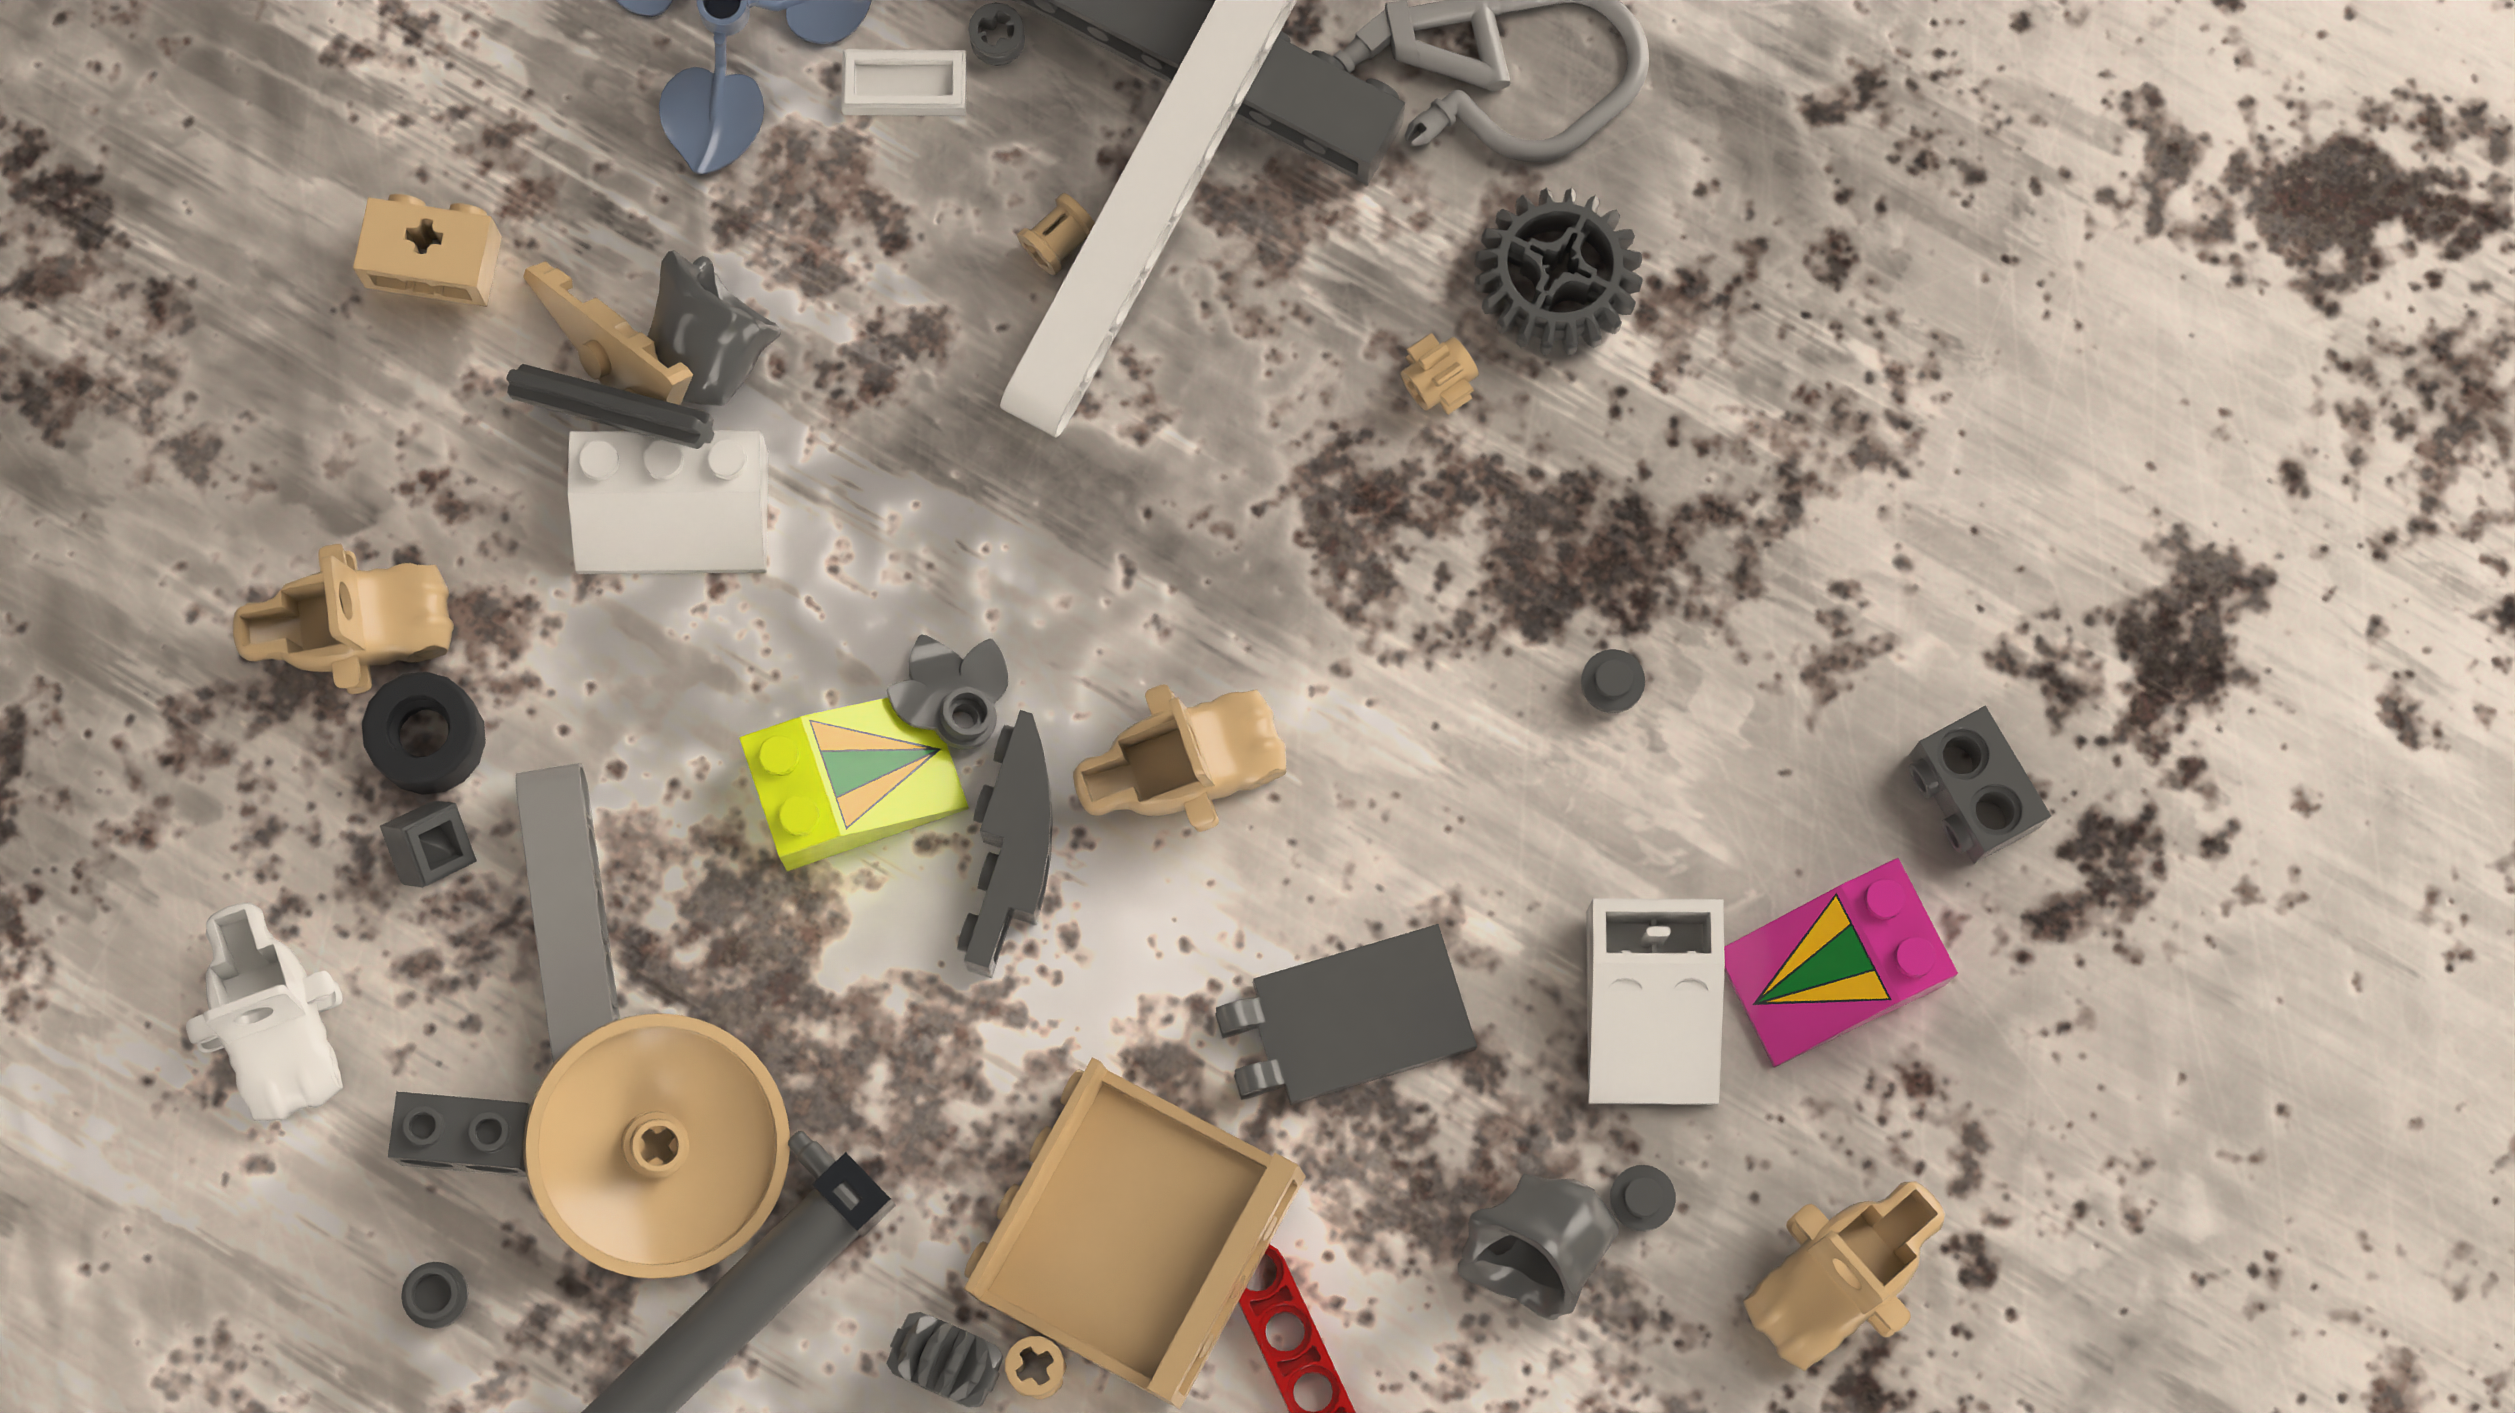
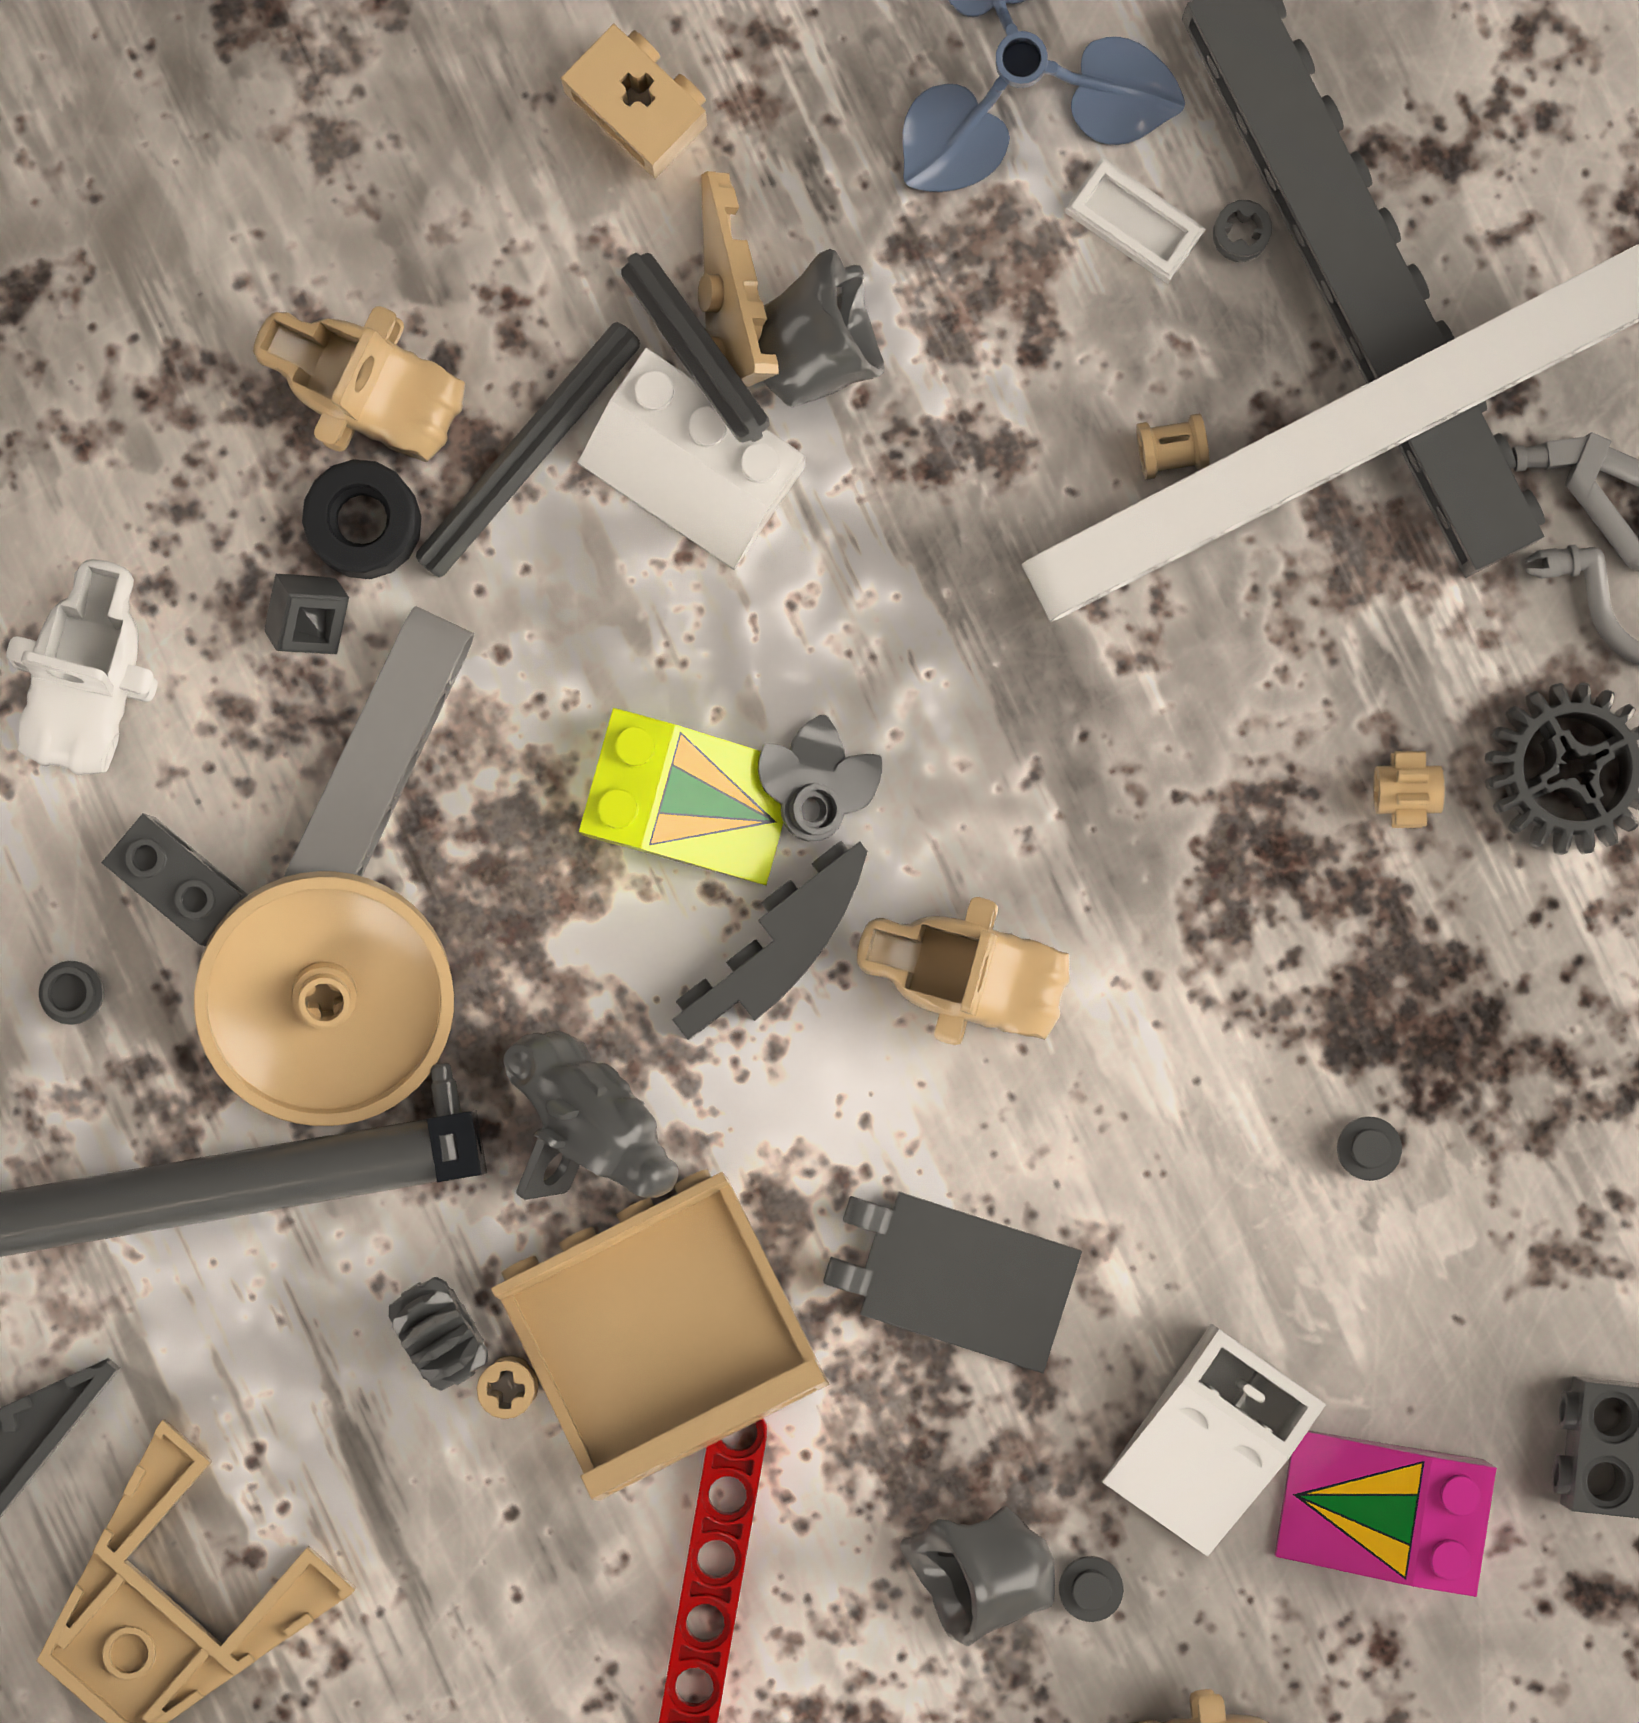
camera: 35 degrees right, 10 degrees up
(526, 588) = (528, 449): none -> dark grey axle
(945, 1089) = (586, 1118): none -> dark grey piece

